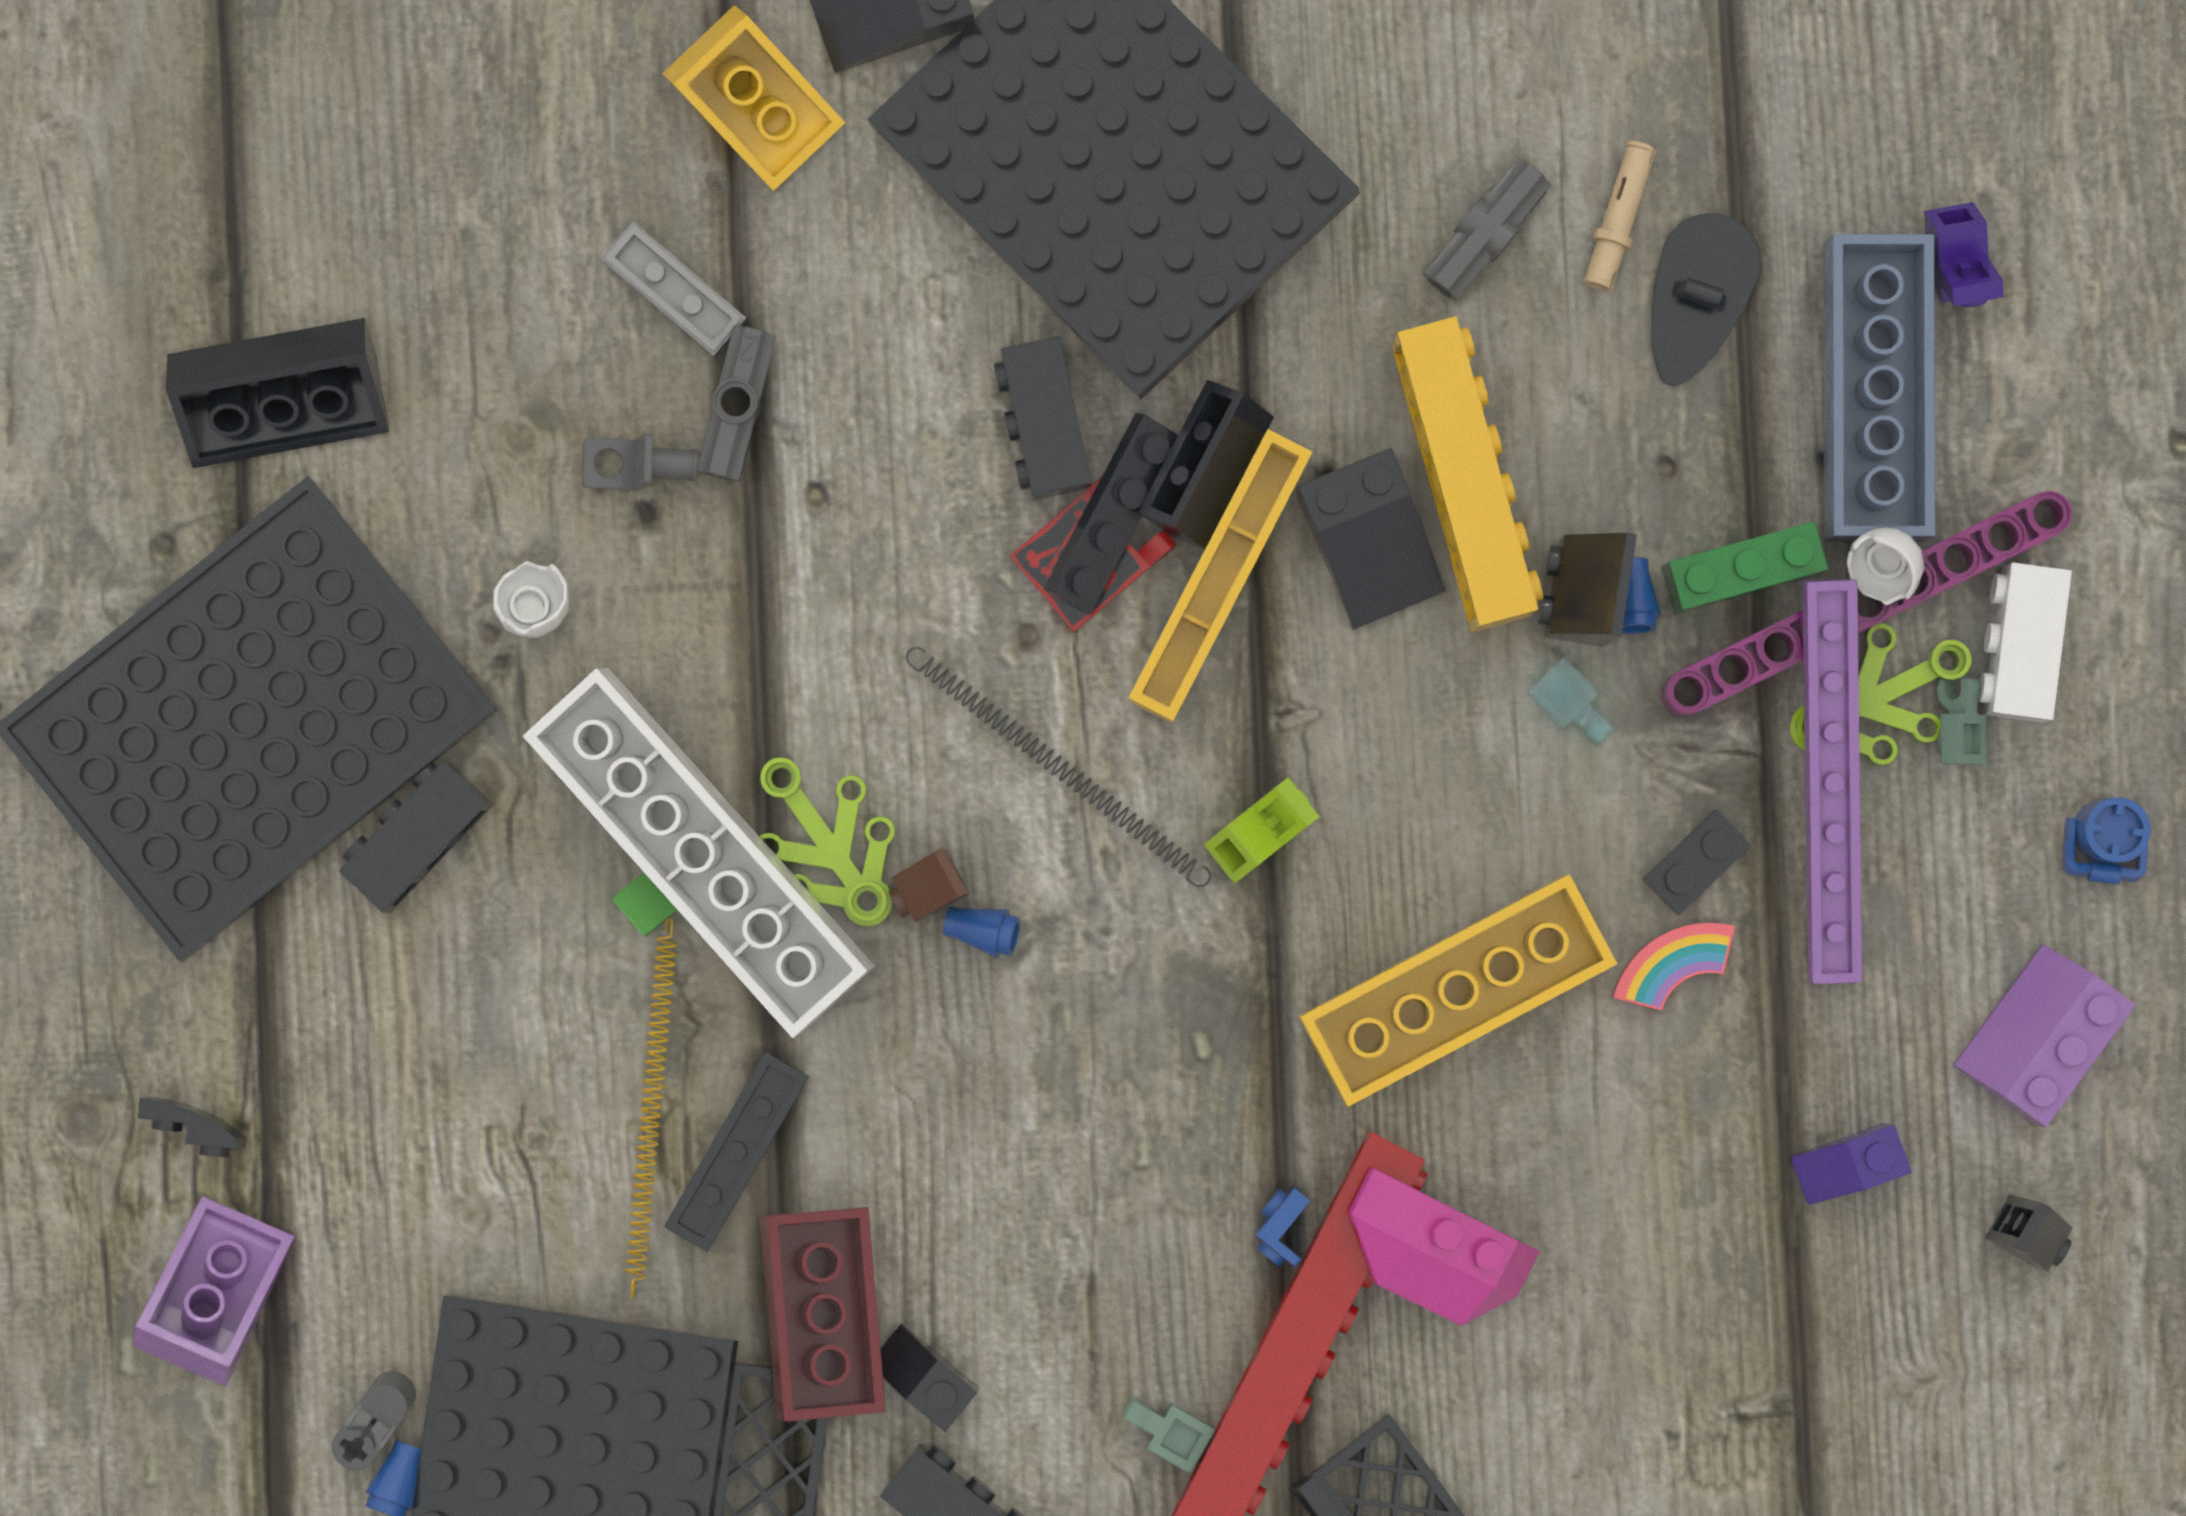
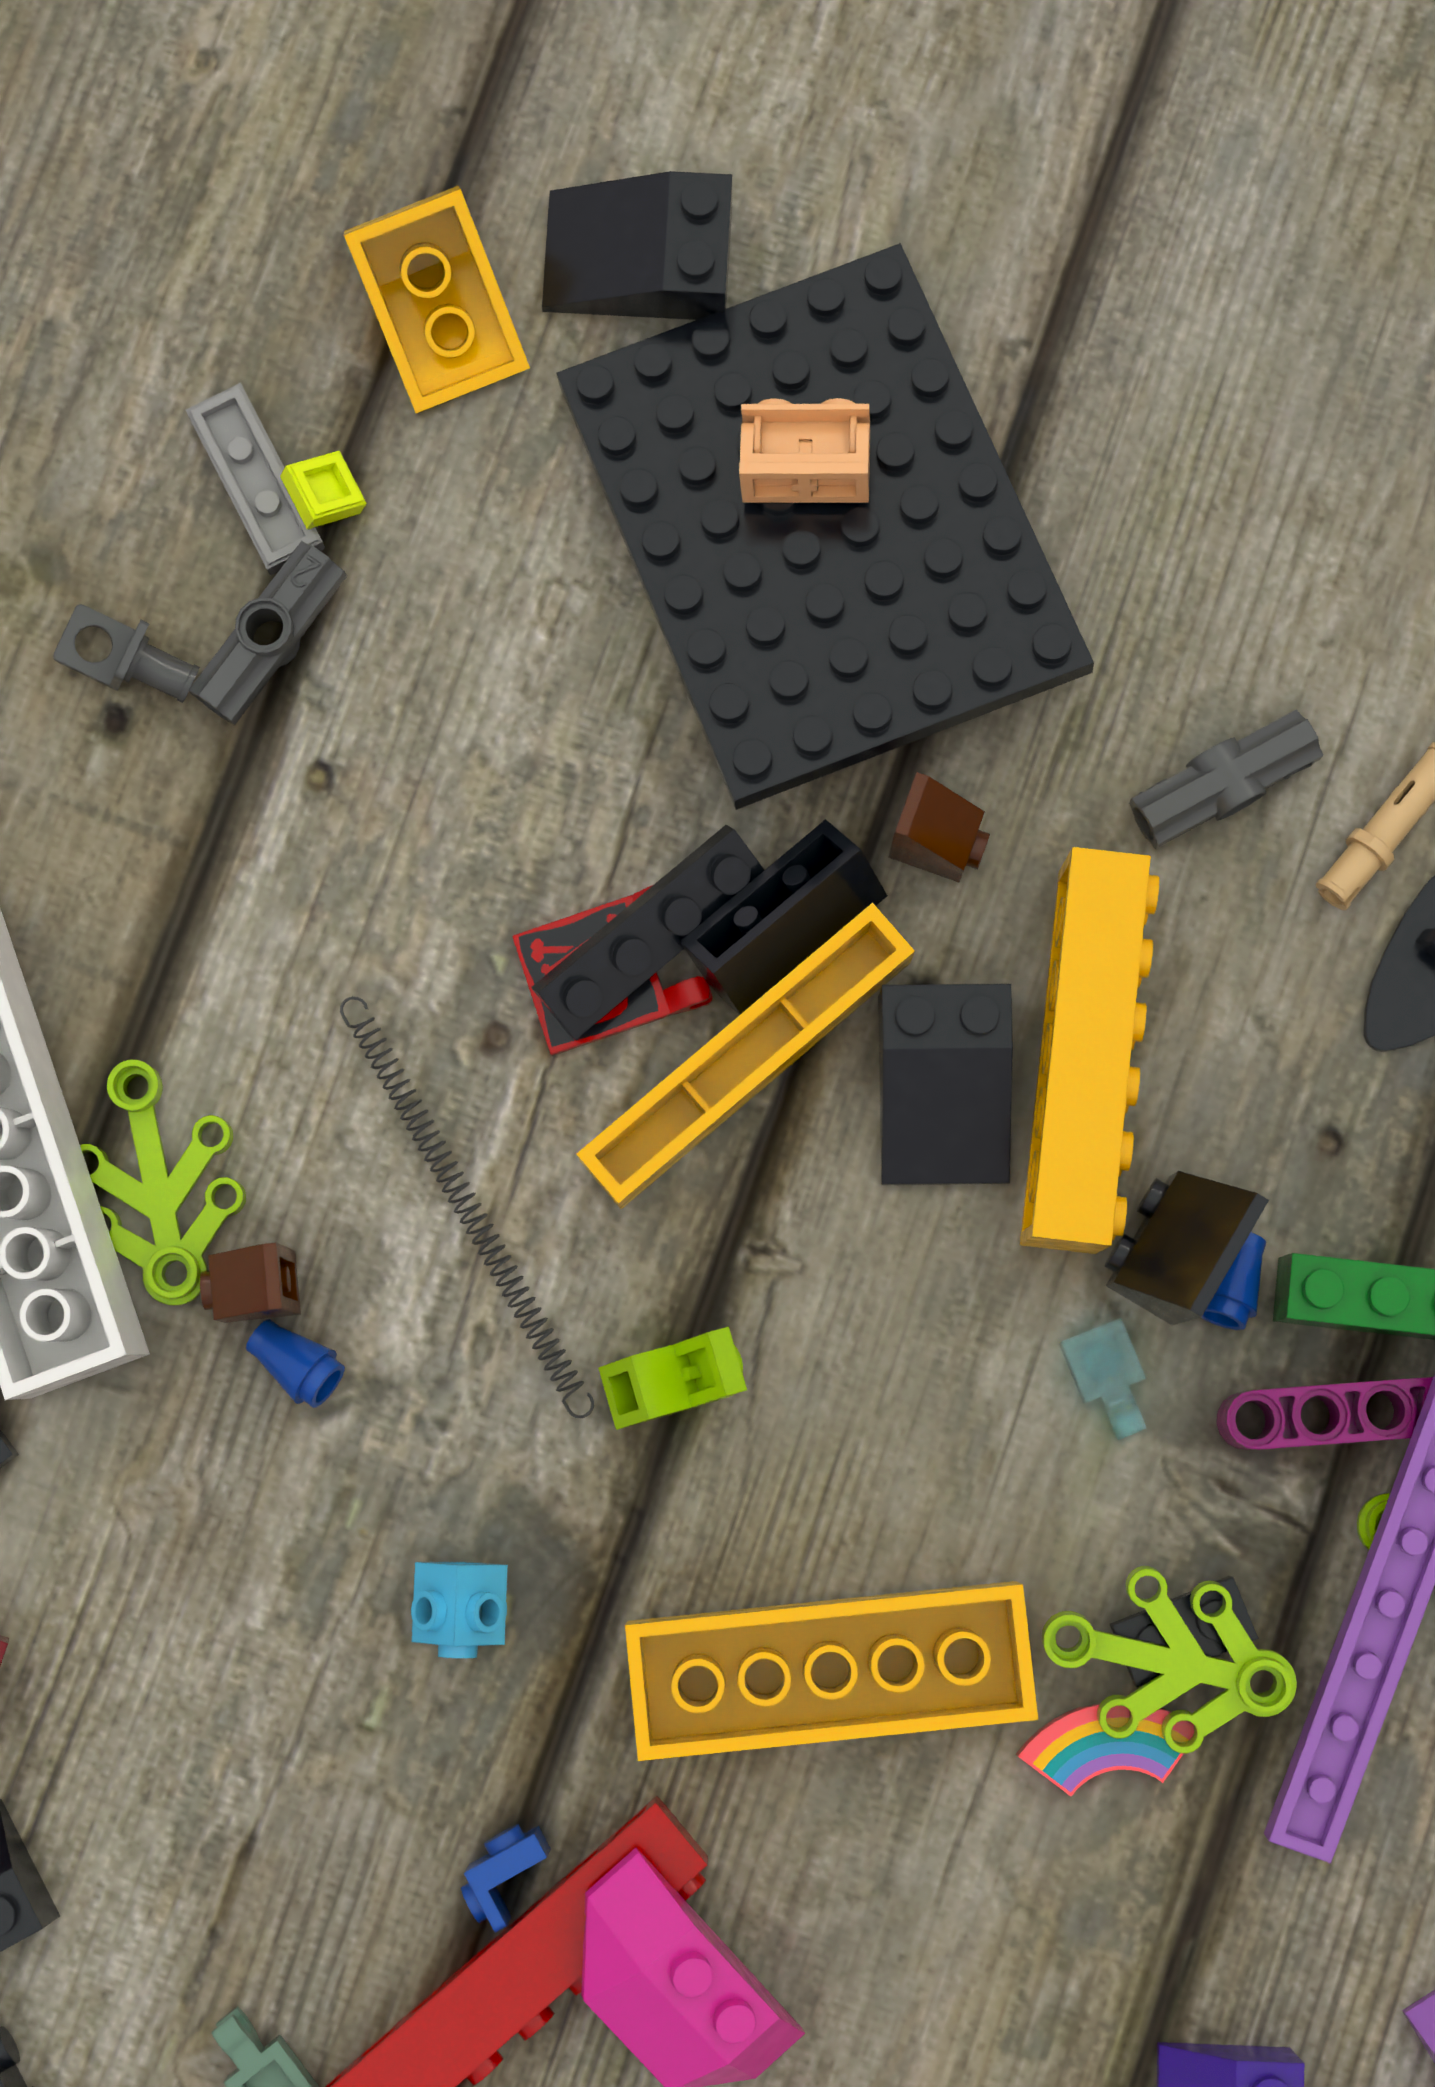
camera: 25 degrees right, 5 degrees down
(730, 278) = (323, 489): none -> neon yellow tile
(1043, 418) = (616, 791): black brick -> none
(1084, 113) = (805, 452): none -> light nougat hinge
(1175, 1053) = (459, 1606): none -> medium azure brick
(1293, 354) = (938, 830): none -> reddish brown slope
(1702, 885) = (1180, 1664): none -> lime plant

